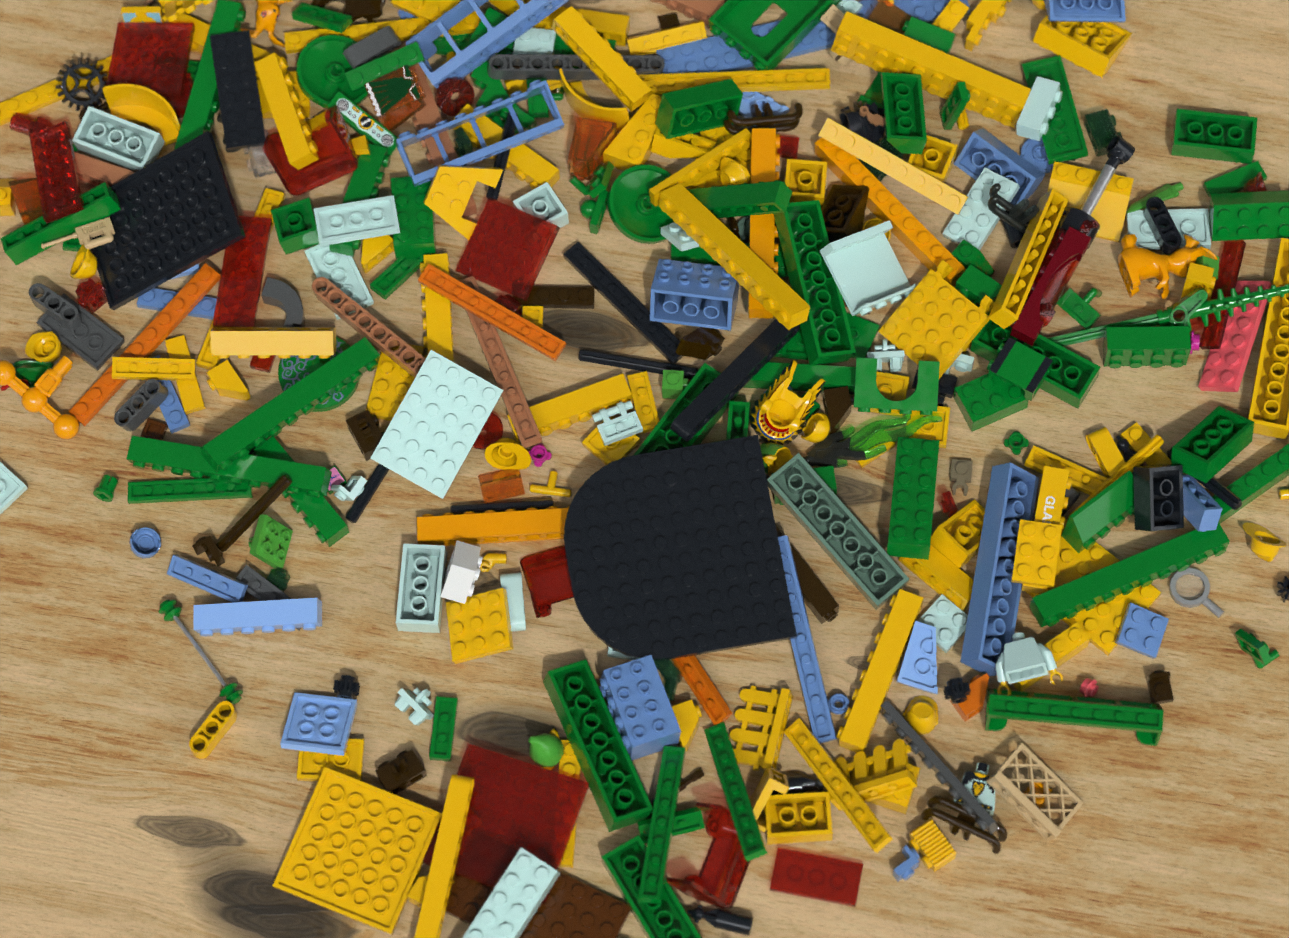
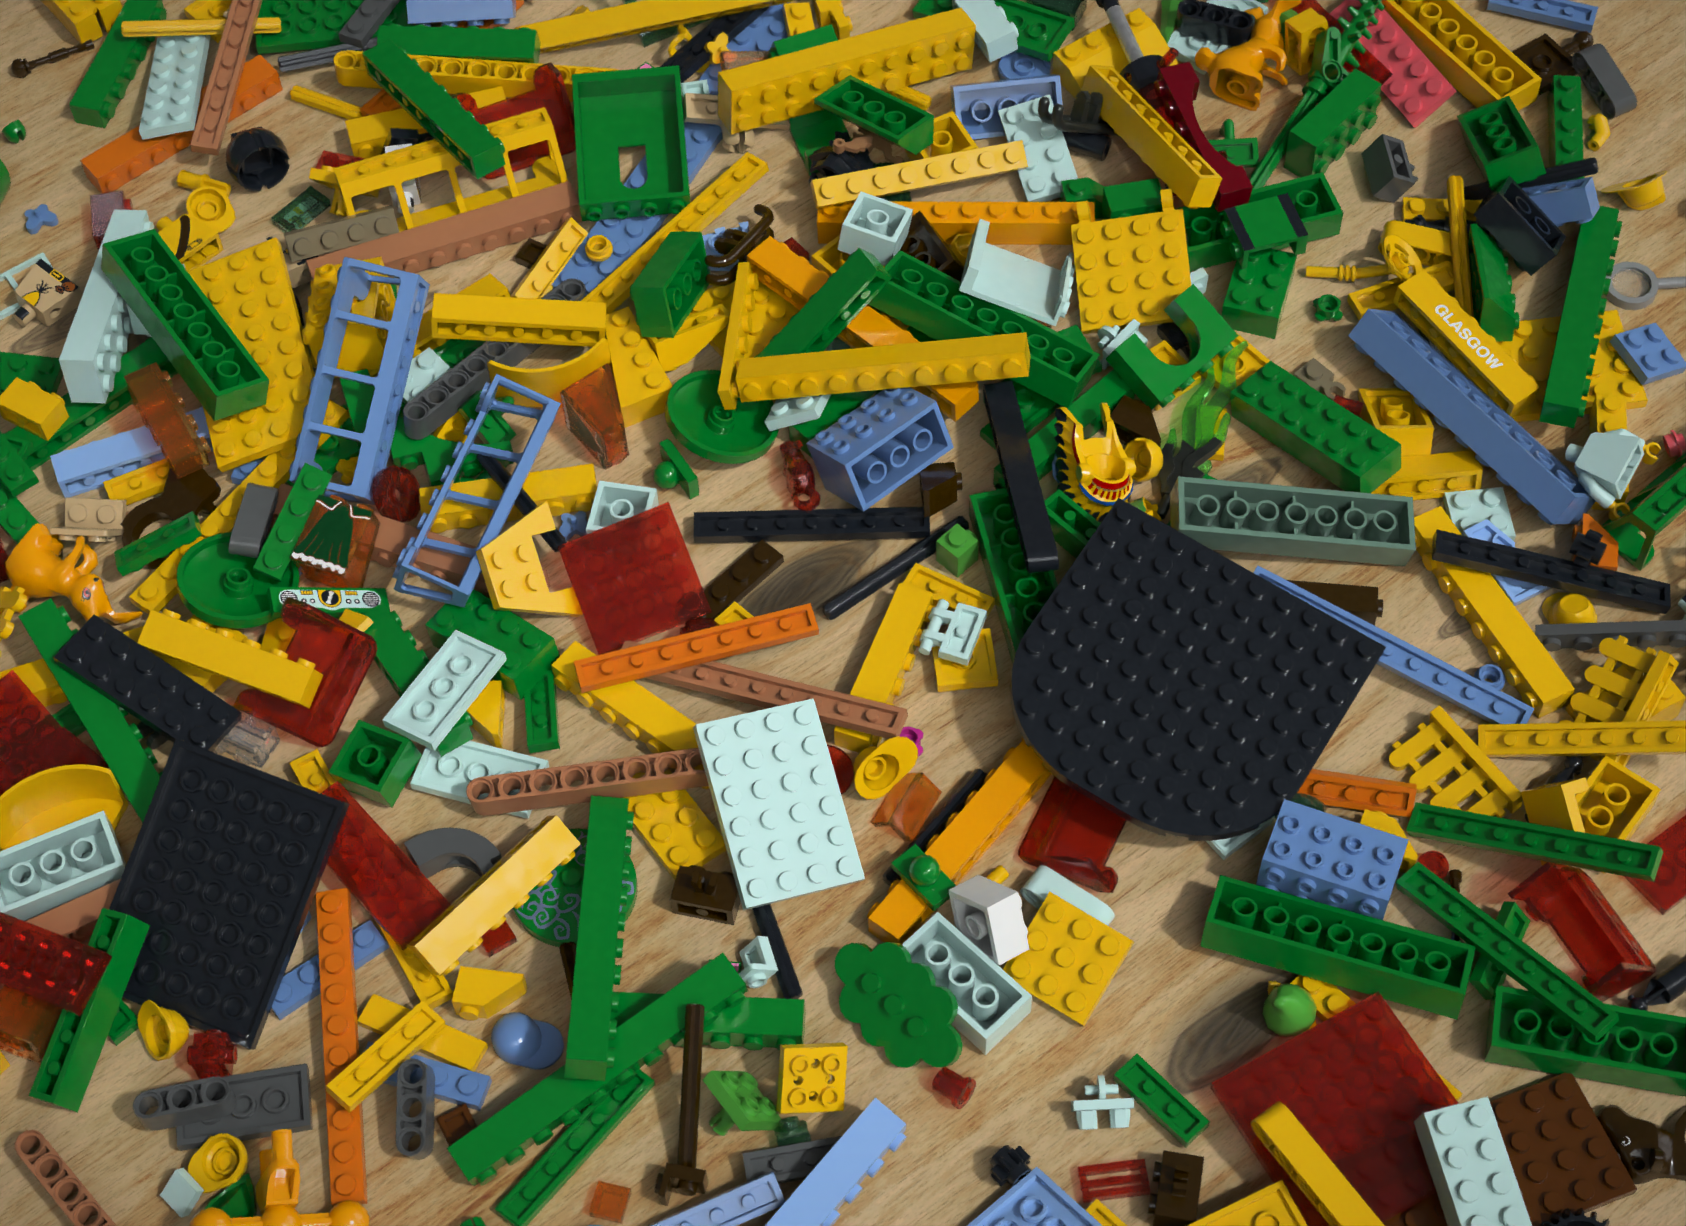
camera: 50 degrees left, 10 degrees down
(18, 344) = (182, 1192): none -> light aqua tile
(87, 232) = (134, 991): tan piece -> none
(175, 528) = (610, 1202): none -> clear orange tile
(219, 417) = (526, 1041): none -> medium blue cap
(312, 557) = (799, 1065): none -> yellow plate
(364, 734) = (1113, 1193): none -> clear red tile
(366, 630) = (954, 1087): none -> clear red bush
(382, 569) = (898, 1004): none -> green plate
(459, 523) = (923, 876): none -> green tile
(462, 142) = (463, 524): clear green plate -> none
(519, 190) = (573, 524): none -> medium blue piece
(551, 488) = (960, 762): yellow piece -> none
(599, 182) = (648, 437): green plate -> none
(646, 270) = (799, 476): none -> clear red animal
(694, 758) = (1435, 862): none -> clear red plate
(696, 47) = (598, 248): none -> yellow plate
(733, 172) = (776, 309): yellow hat -> none
(826, 175) = (875, 227): none -> light aqua brick
(930, 684) = (1551, 571): none -> black plate
(954, 105) = (908, 73): green plate -> none
(1036, 553) = (1493, 364): yellow plate -> none
(1070, 452) = (1396, 264): none -> yellow dish
(1145, 399) = (1388, 168): none -> dark grey brick

